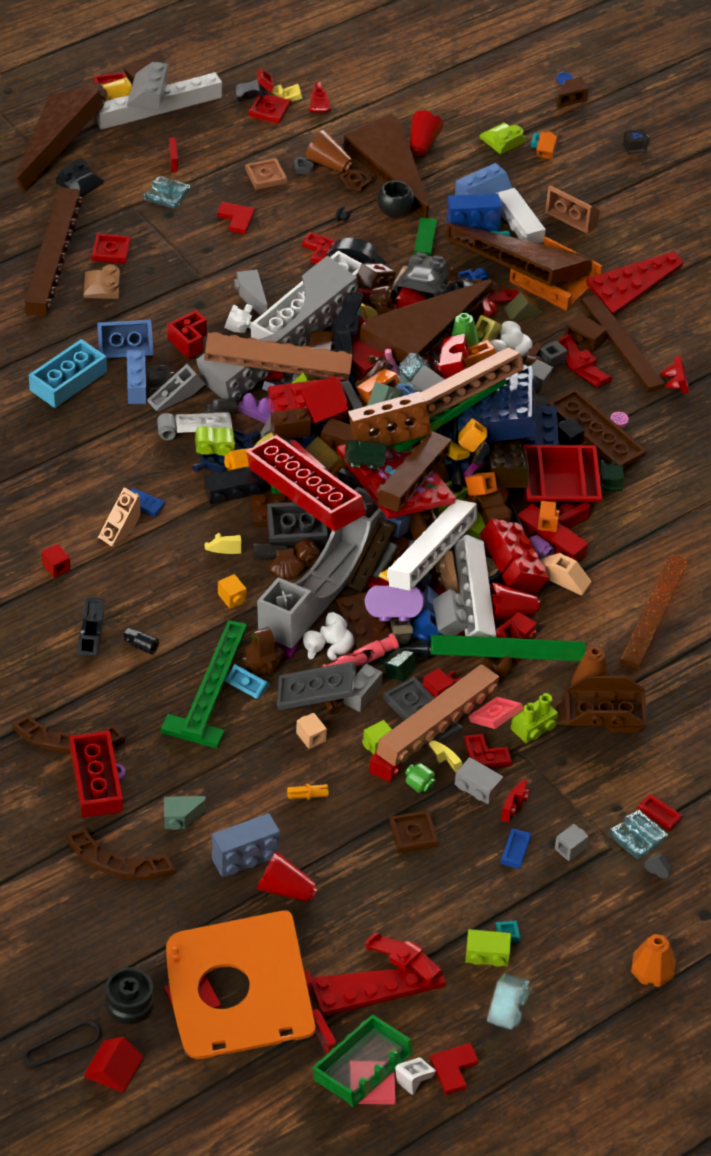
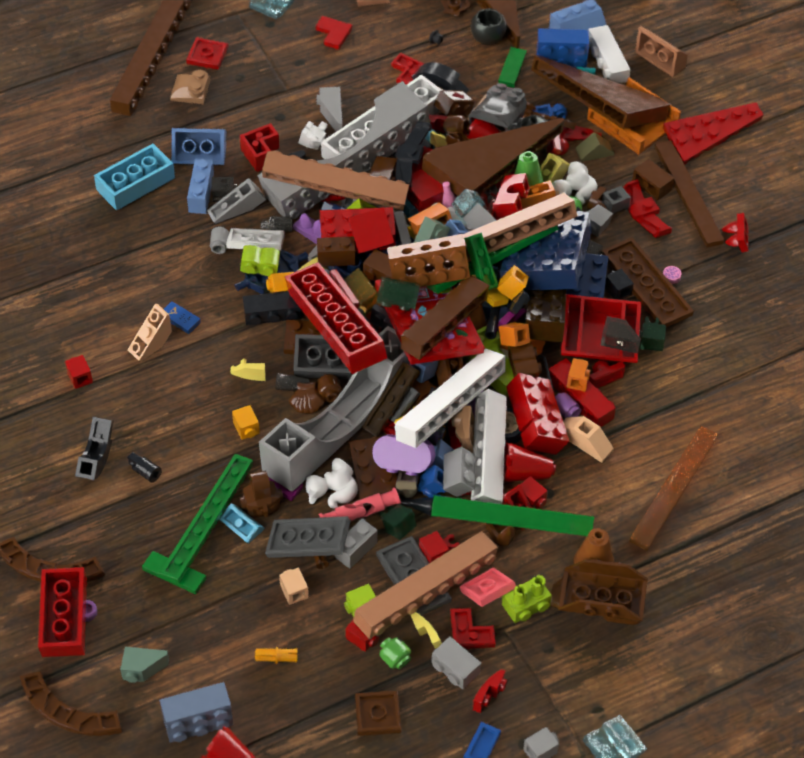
camera: 10 degrees right, 5 degrees up
(379, 364) = (435, 196): reddish brown piece -> none
(439, 416) = (481, 260): none -> green tile
(582, 476) = (620, 335): none -> clear smoke slope
(659, 812) = (642, 720): red tile -> none

